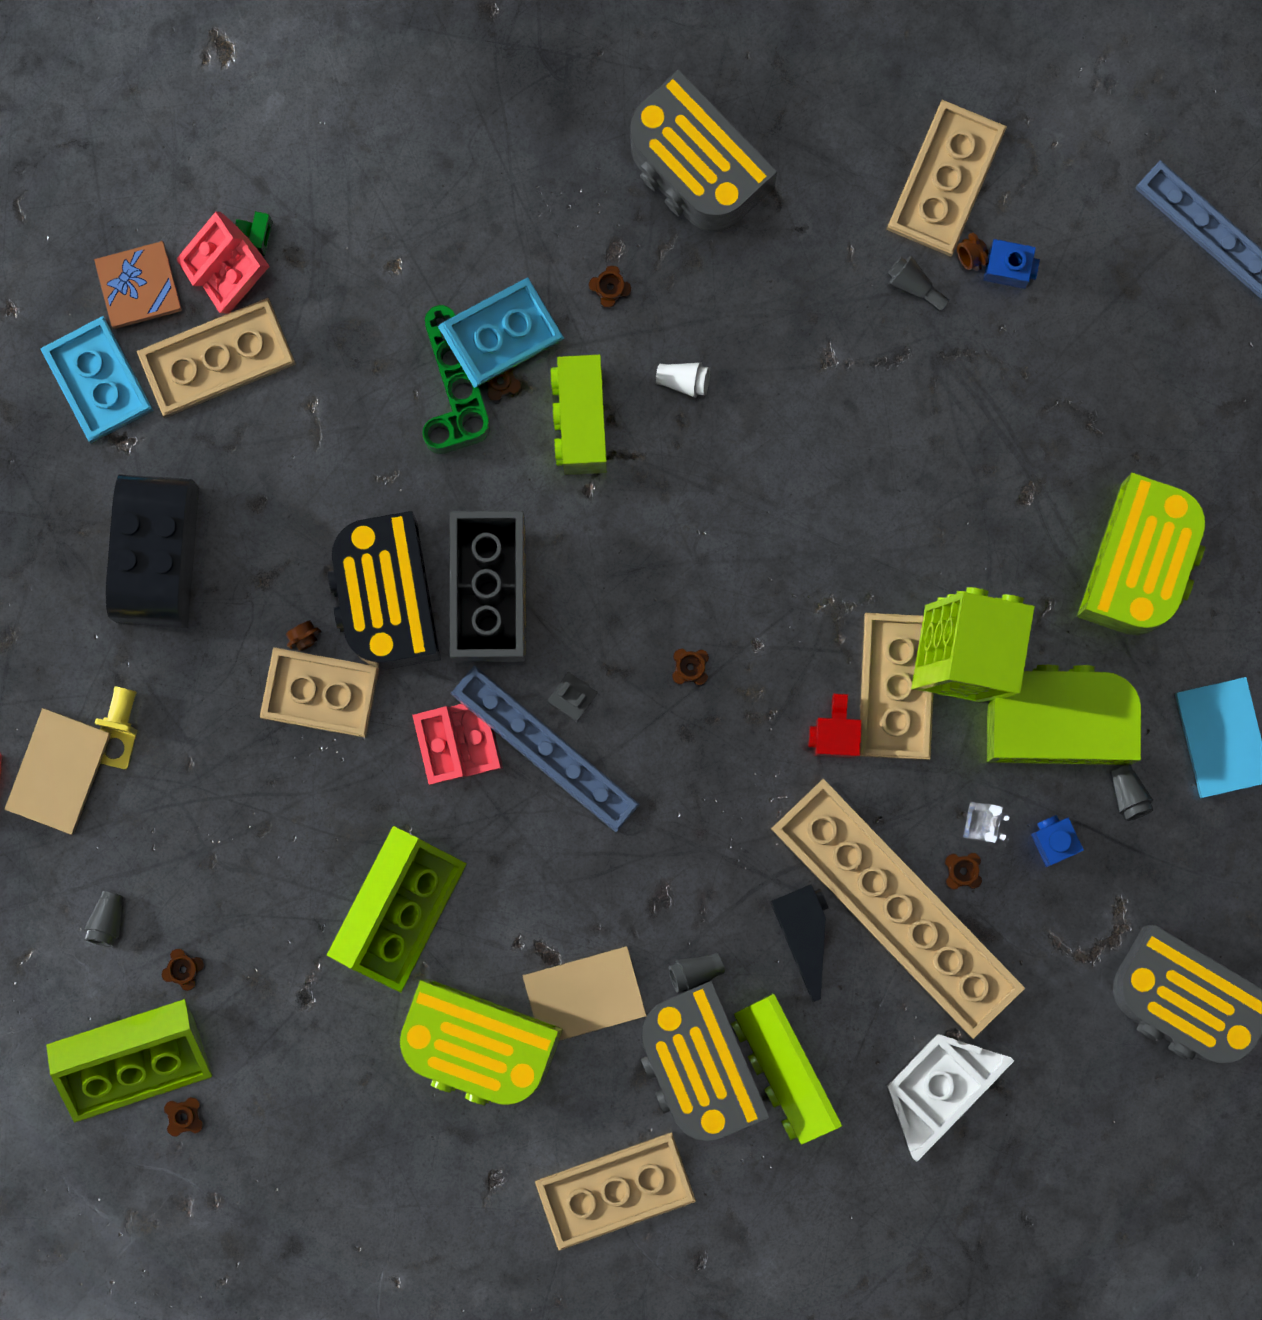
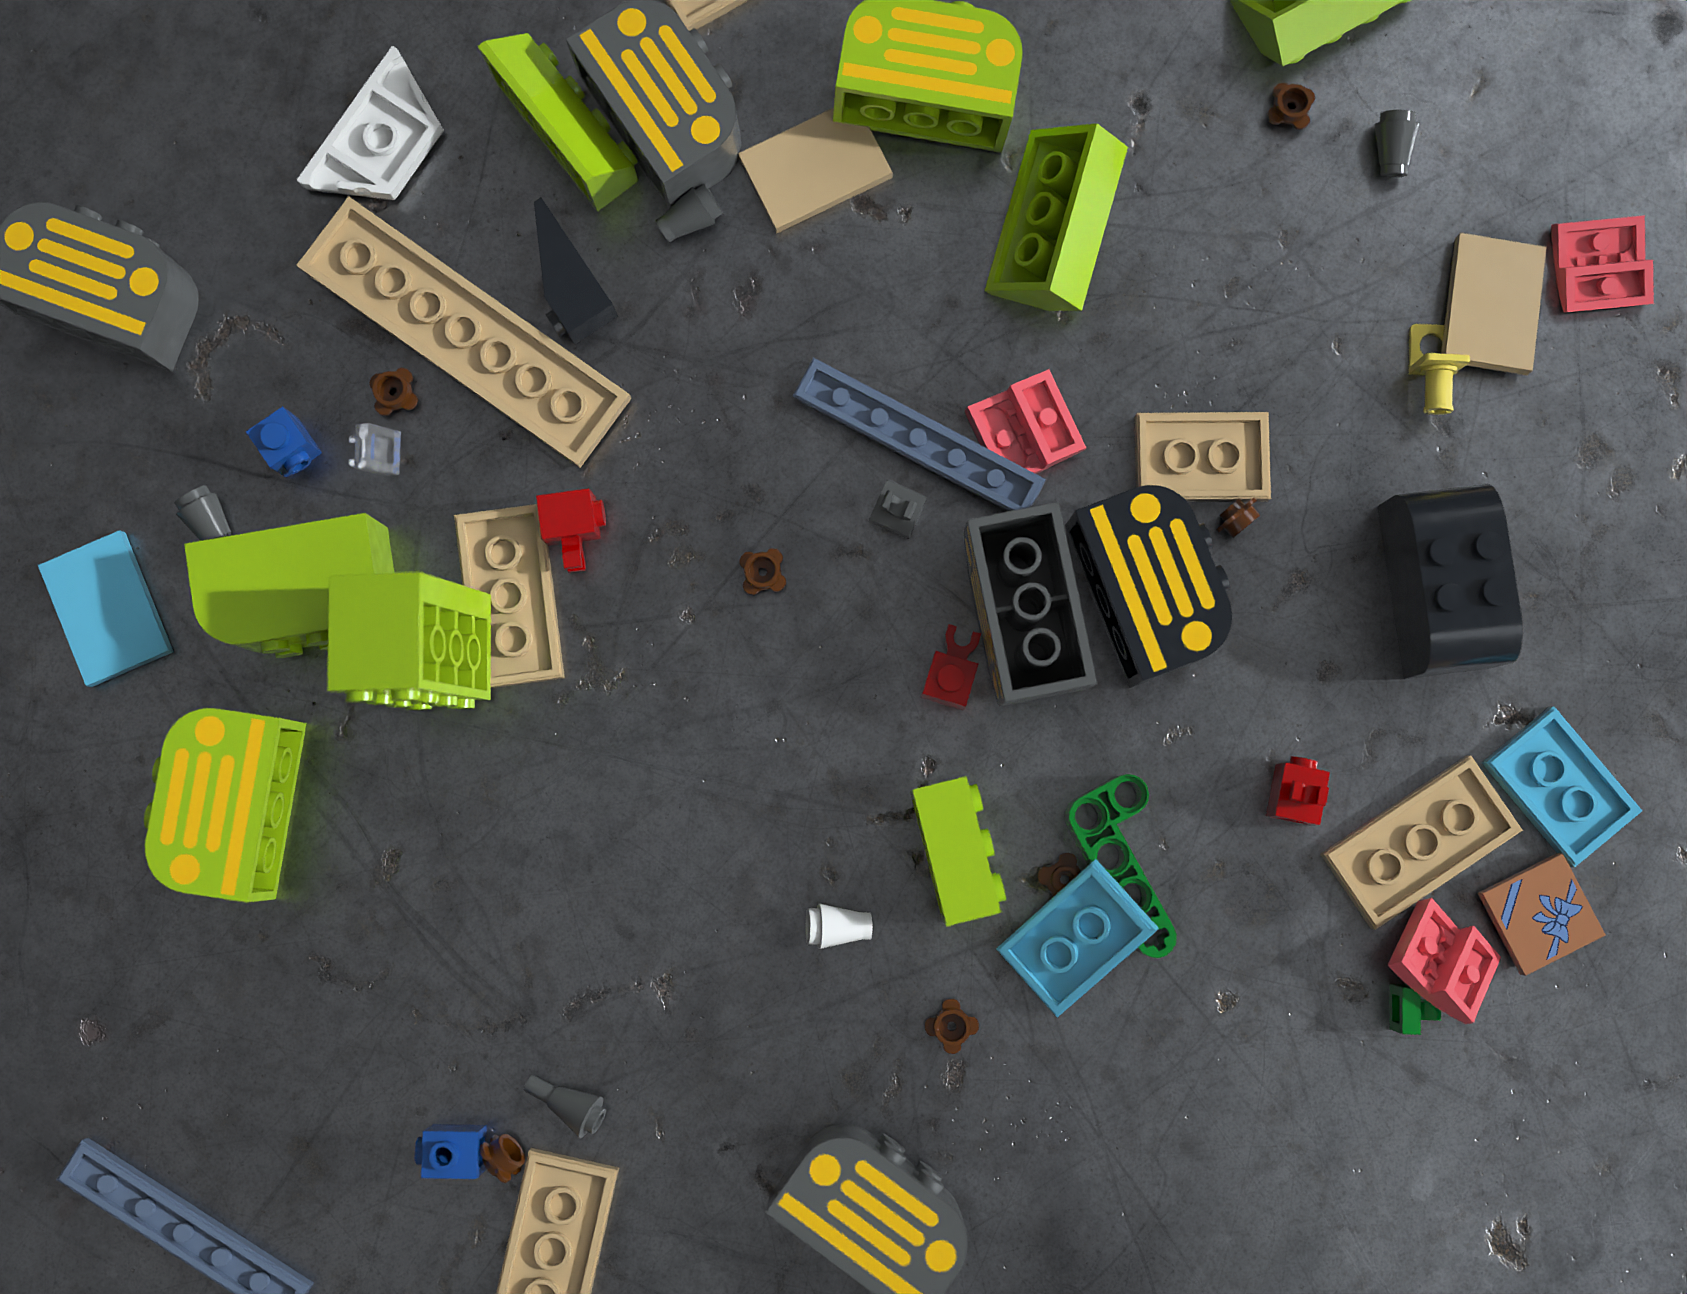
camera: 170 degrees right, 0 degrees up
(304, 412) = (1298, 792): none -> red brick
(557, 554) = (951, 673): none -> red brick

